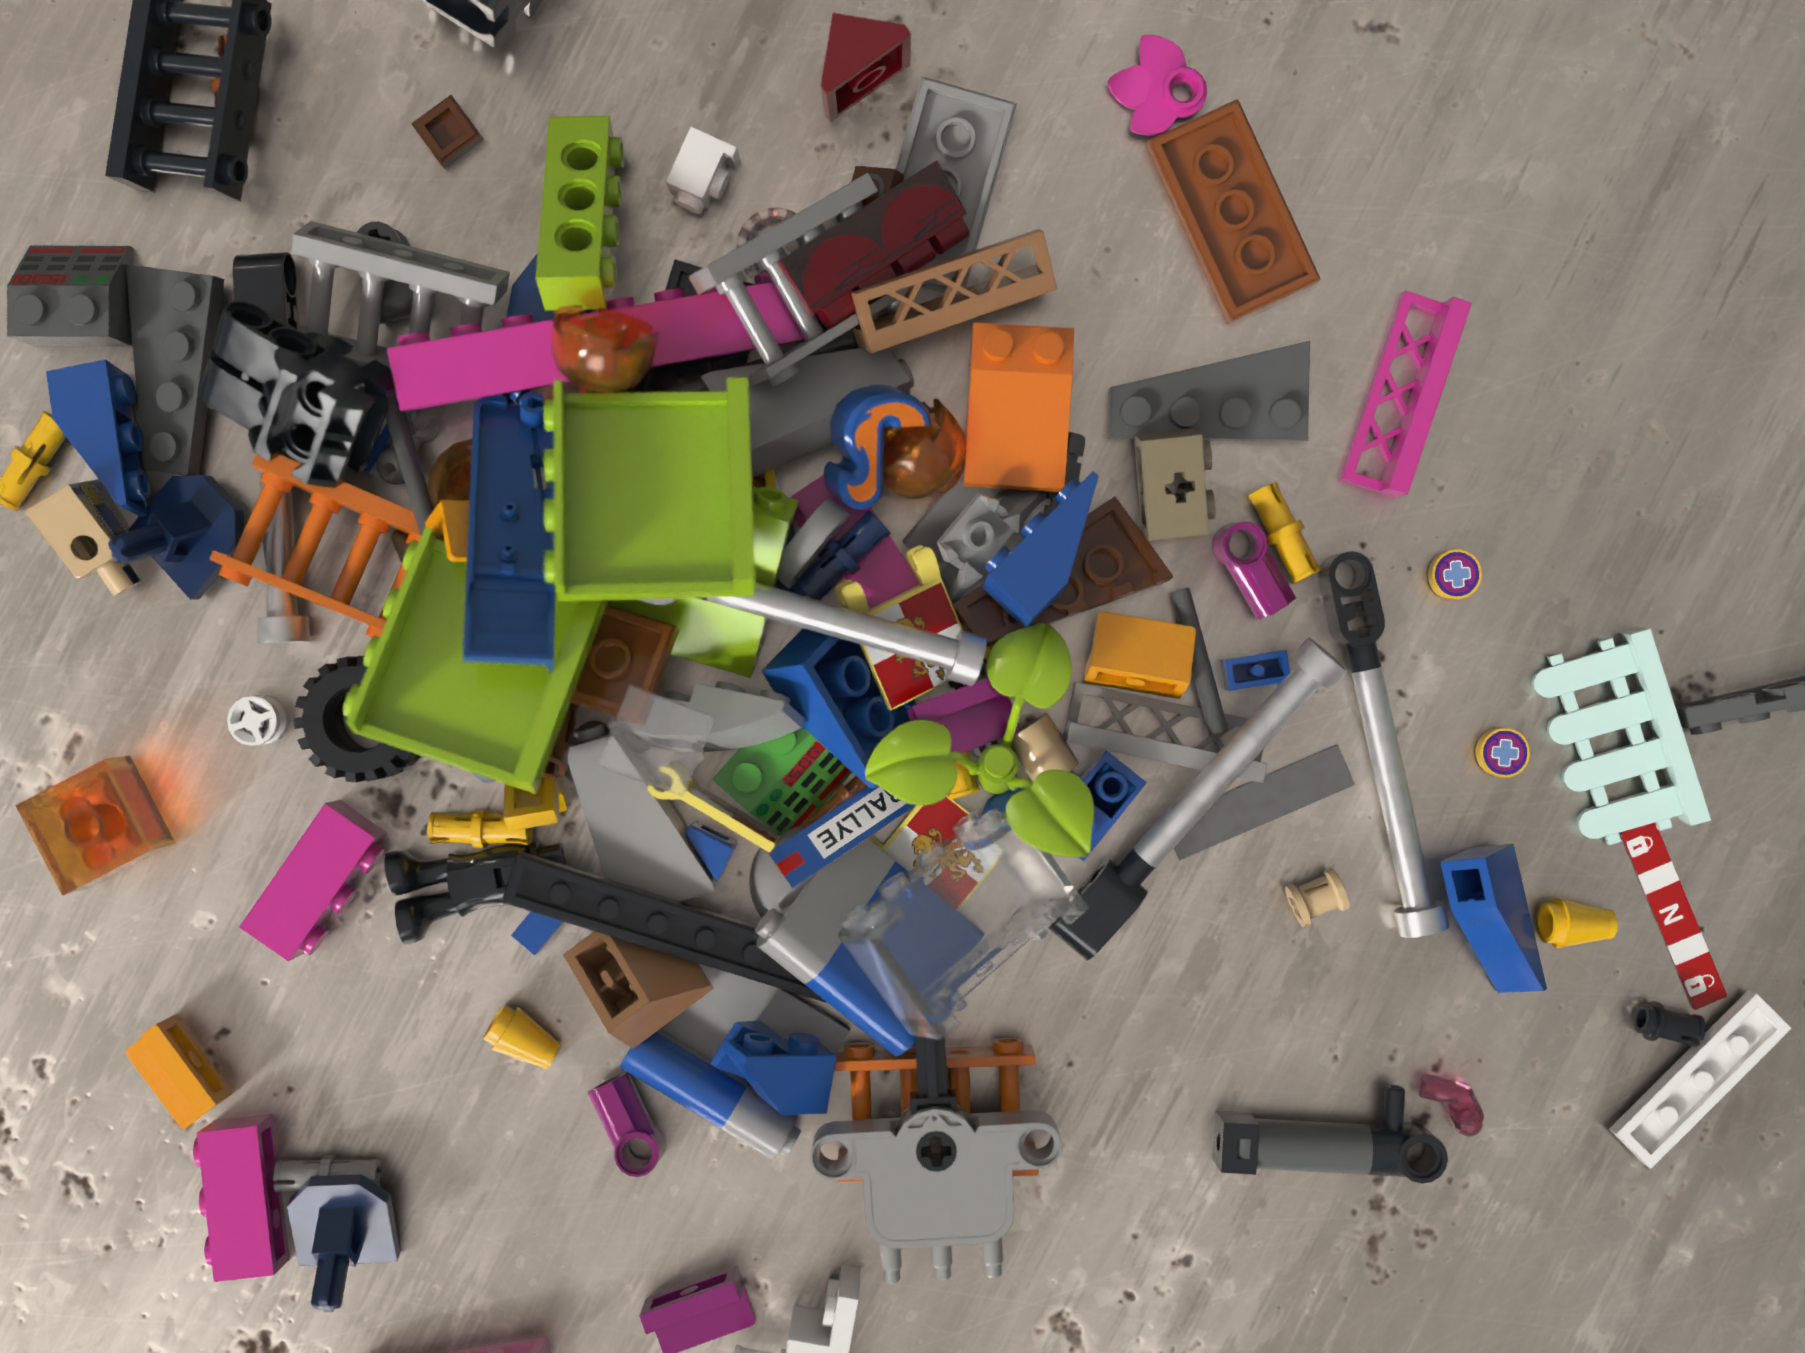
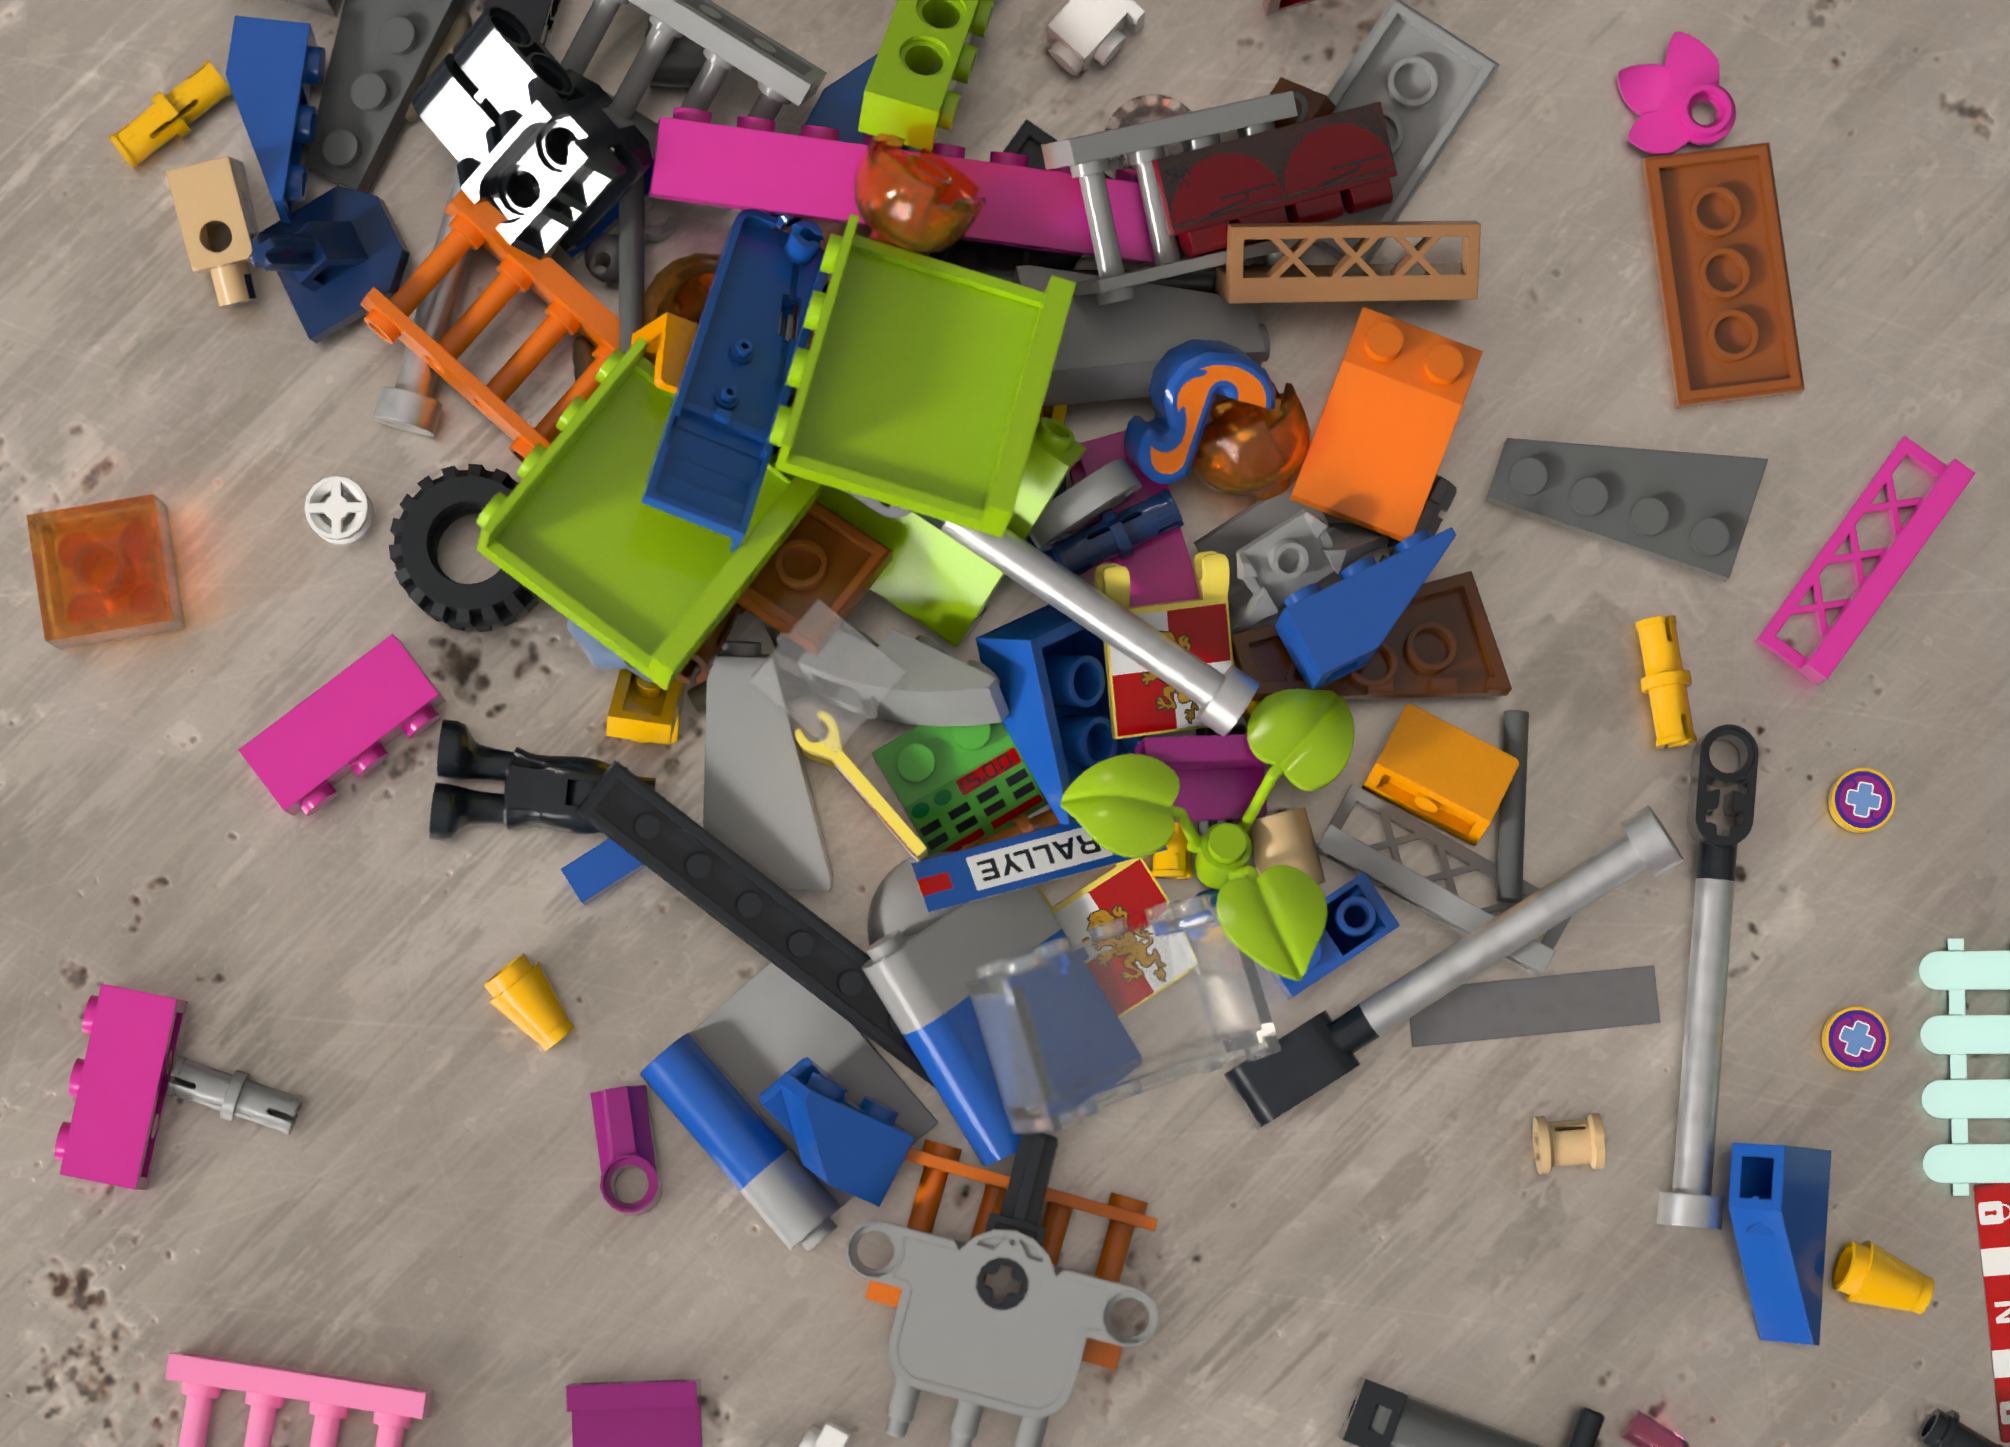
camera: 20 degrees right, 5 degrees down
(178, 1071) = (91, 910): light orange panel -> none
(340, 1225) = (233, 1161): dark blue piece -> none
(474, 828) = (561, 728): yellow pin -> none
(634, 985) = (699, 971): medium nougat slope -> none
(712, 847) = (844, 842): blue slope -> none
(1157, 459) = (1522, 606): dark tan brick -> none
(1255, 670) = (1574, 836): blue piece -> none
(1256, 572) = (1614, 720): magenta piece -> none

